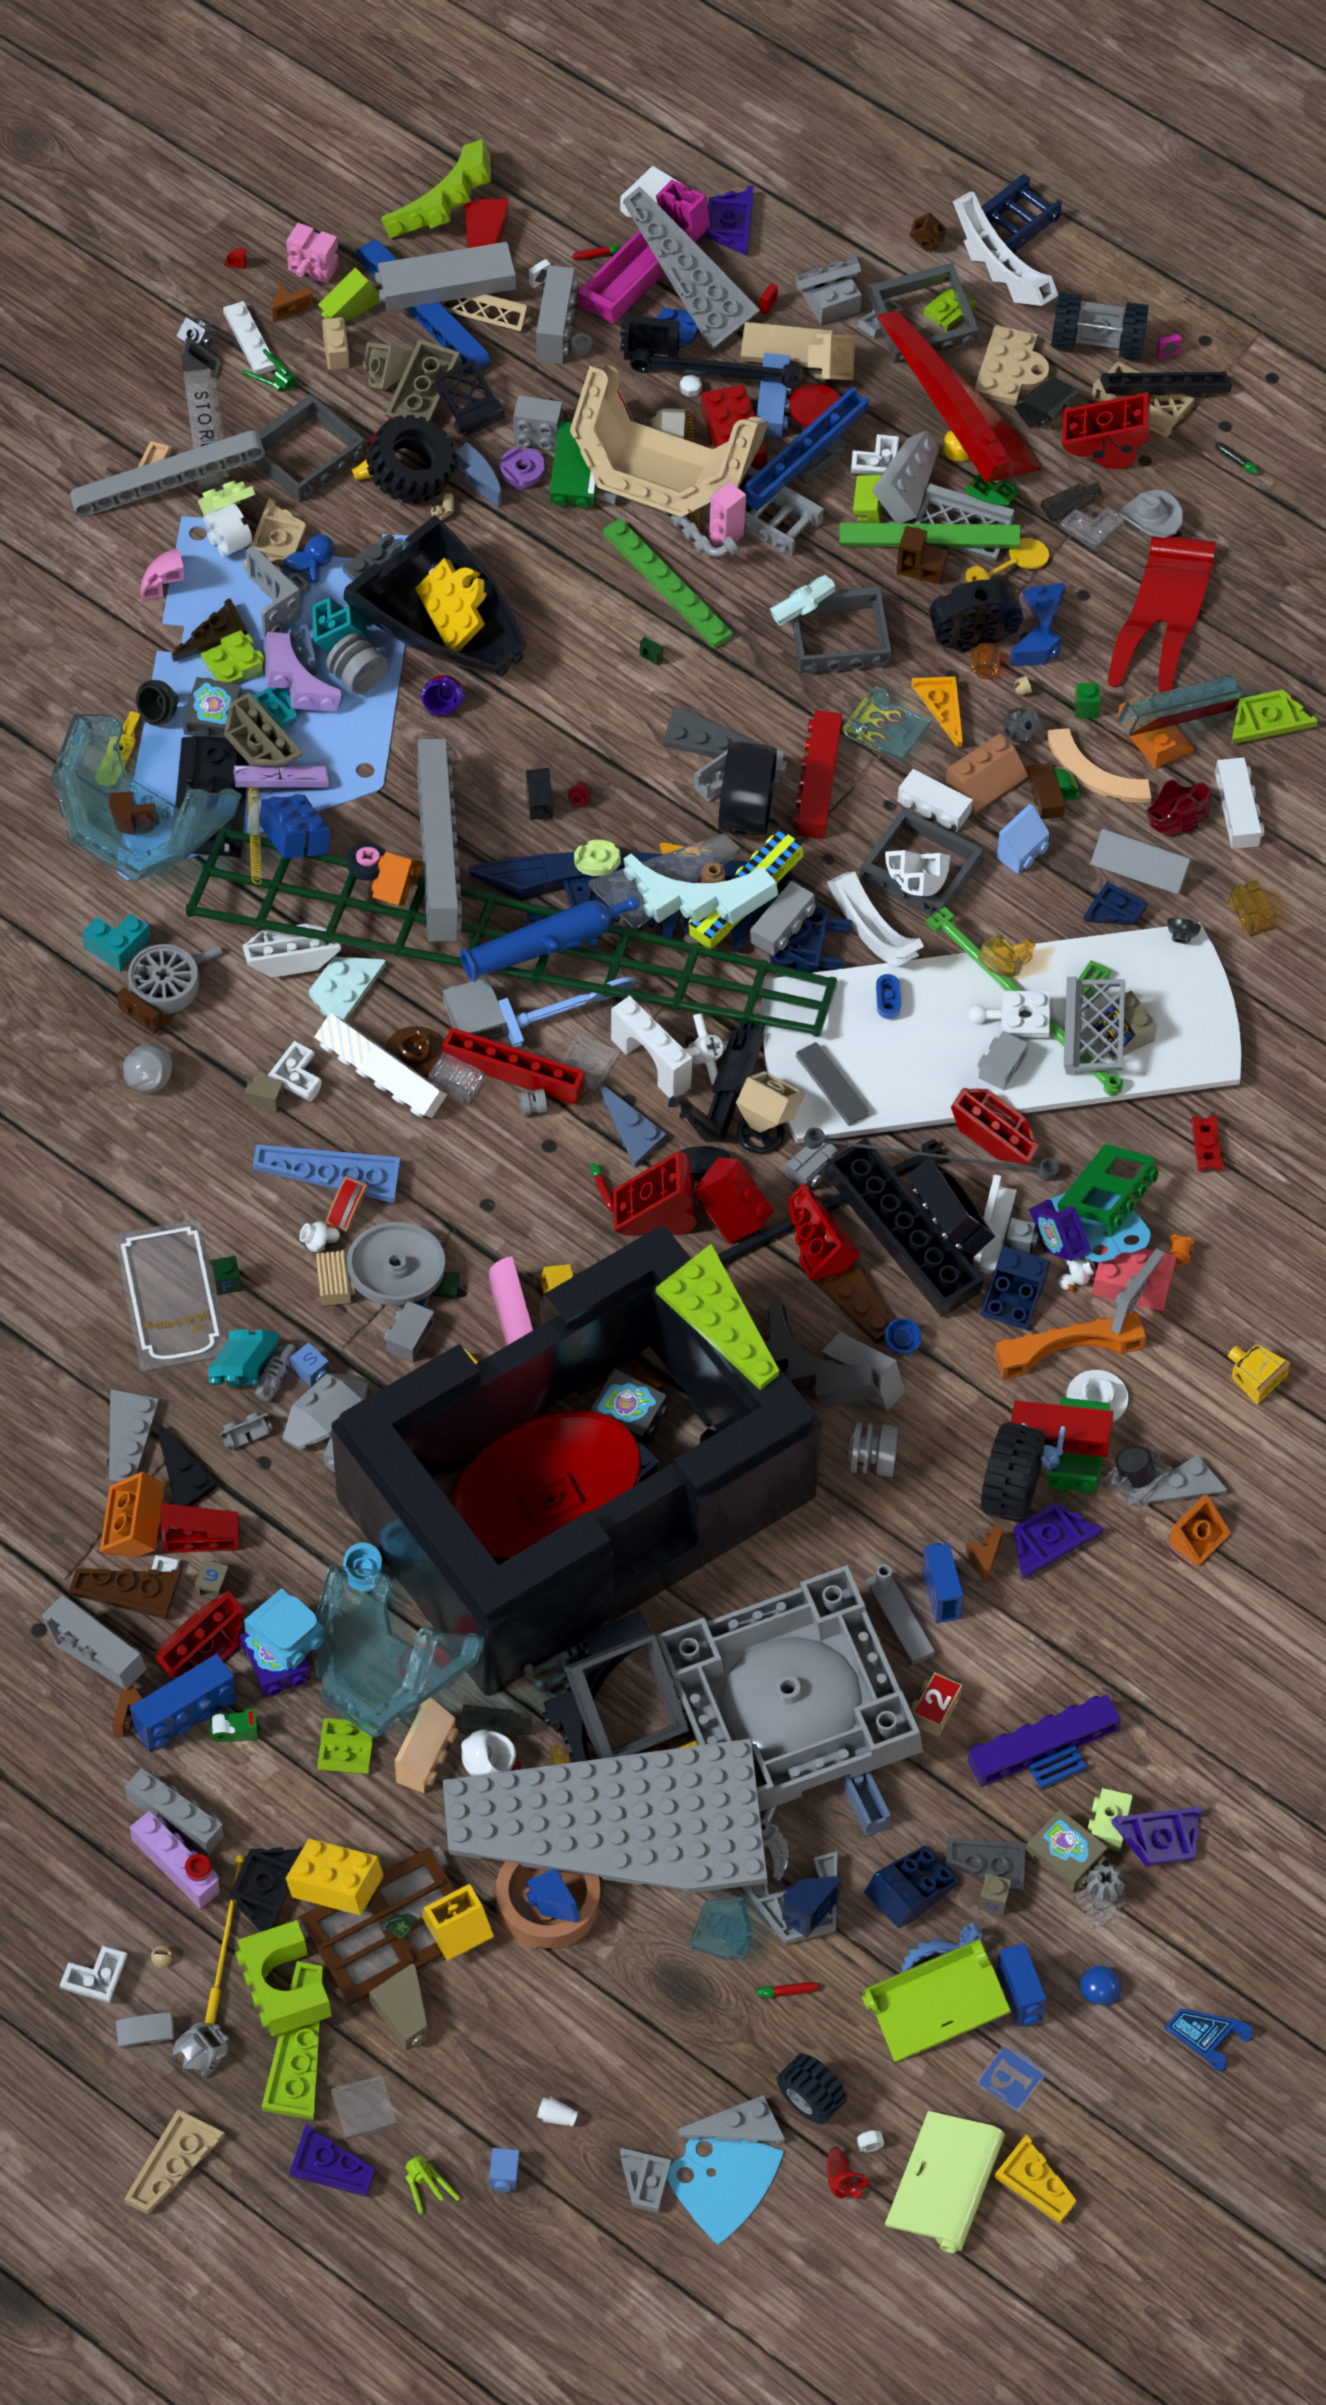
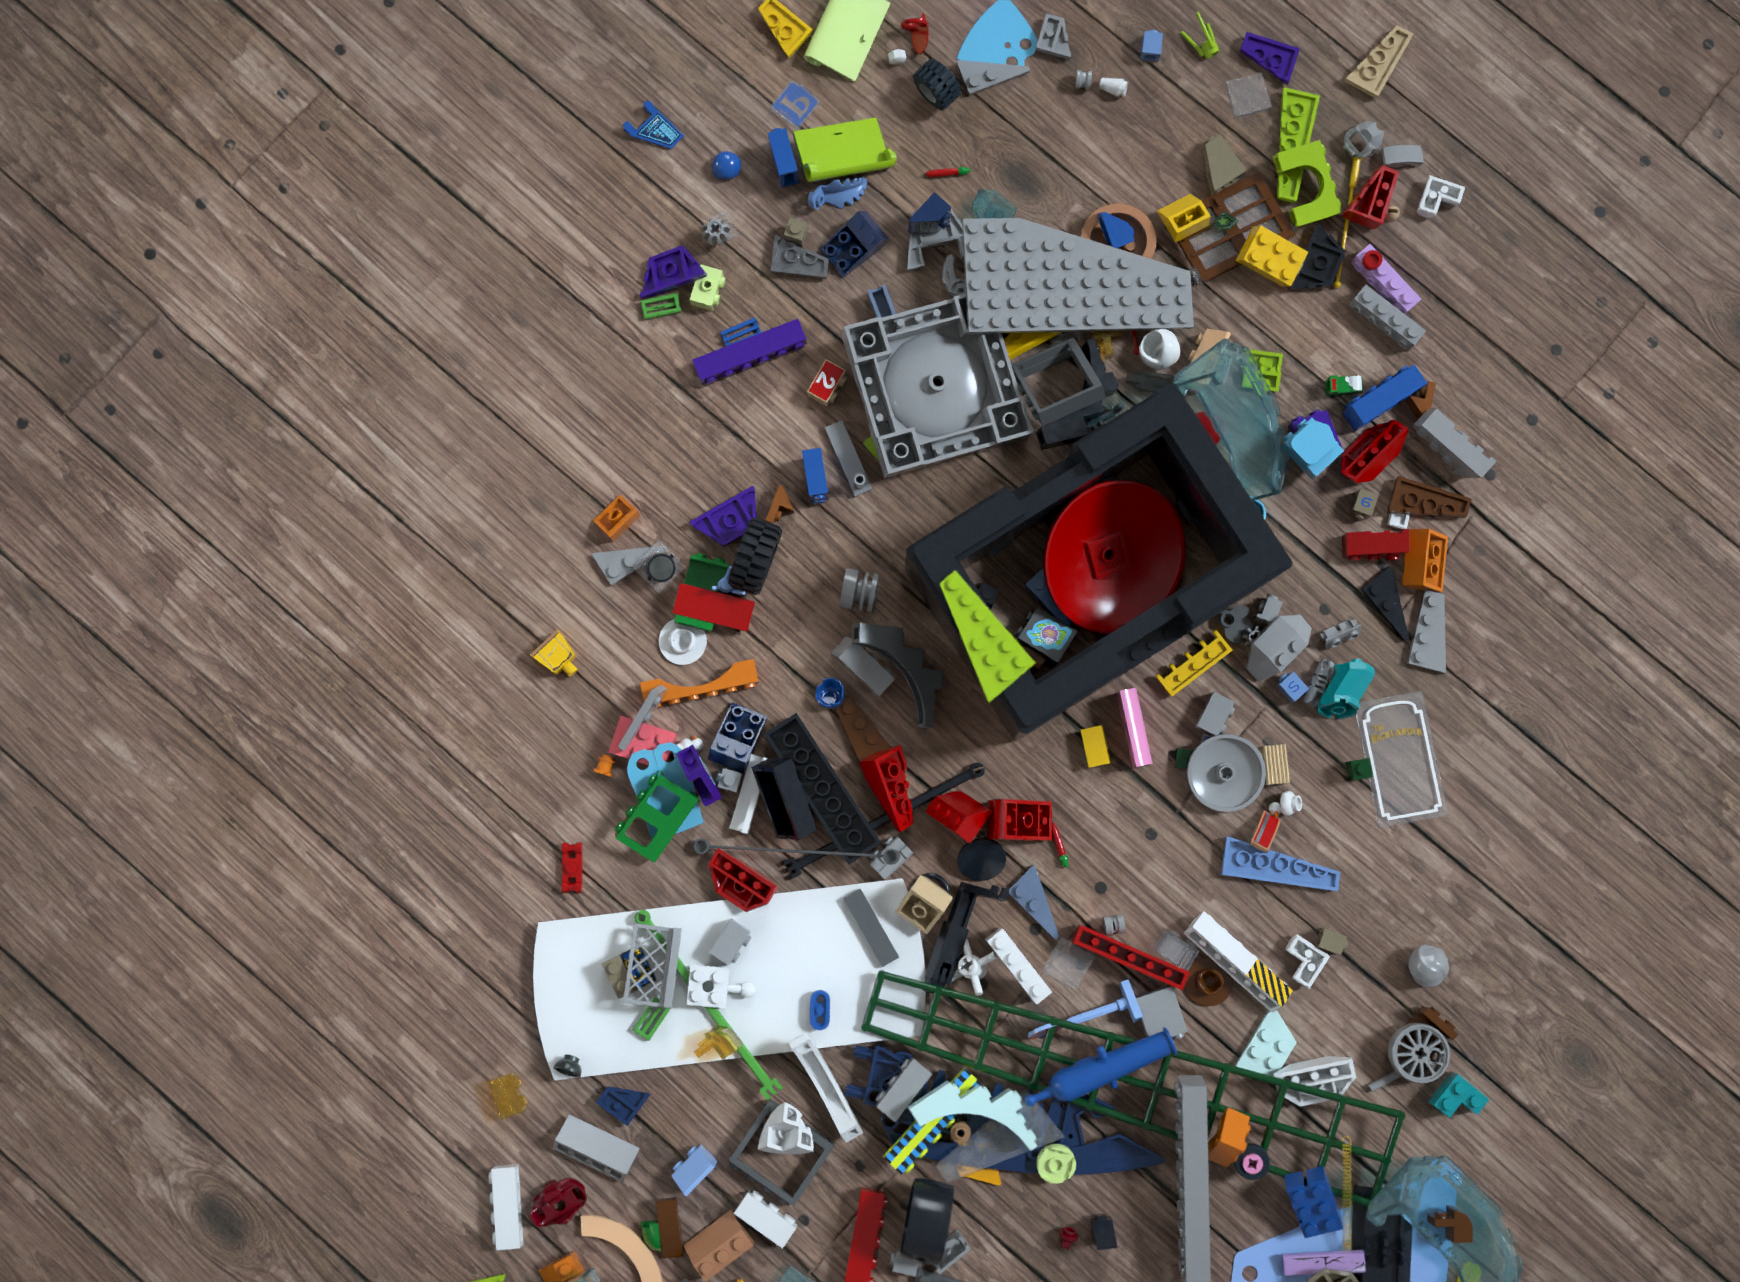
camera: 175 degrees left, 25 degrees up
(192, 1962) = (1373, 199): none -> red wedge
(601, 2118) = (1083, 79): none -> light grey wheel
(1067, 1849) = (741, 264): dark tan panel -> none
(1194, 1802) = (659, 307): none -> bright green tile

